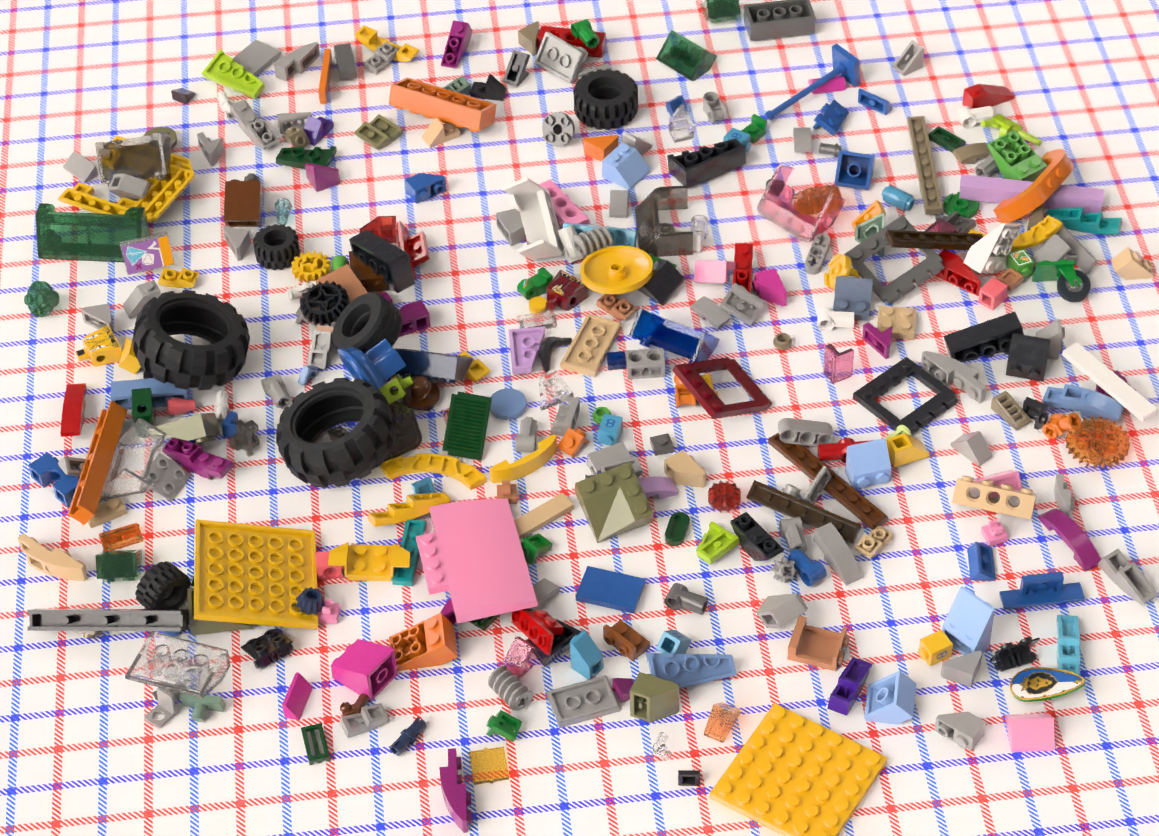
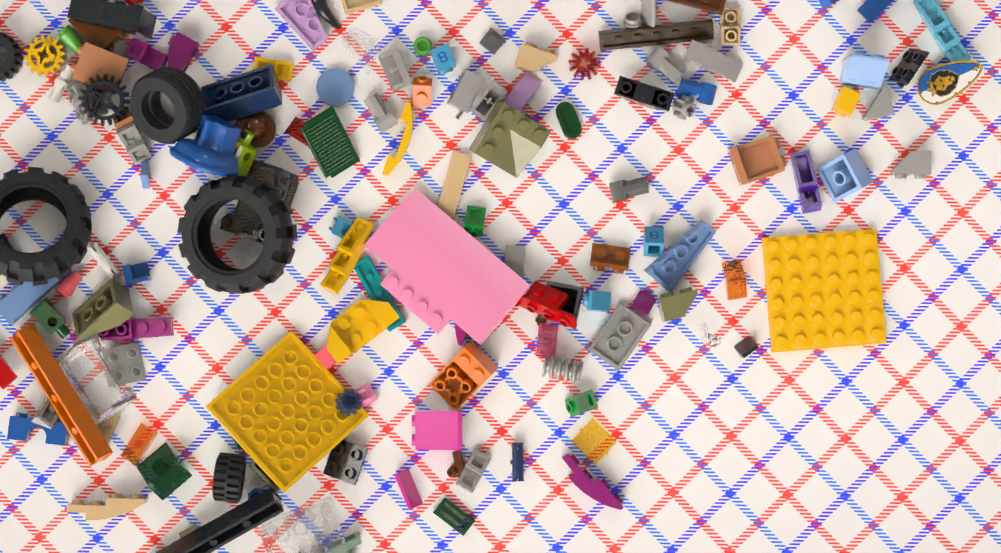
camera: 45 degrees left, 40 degrees up
(245, 437) = (157, 284): clear smoke hips -> none
(276, 389) = (132, 210): light grey piece -> none
(434, 463) = (329, 190): yellow tile -> none
(508, 491) = (408, 181): nougat tile -> none
(610, 589) = (562, 218): blue tile -> none
(716, 543) = (611, 115): lime wing -> none
(781, 609) = (710, 153): light grey slope -> none
(1030, 732) = (960, 128): bright pink slope -> none

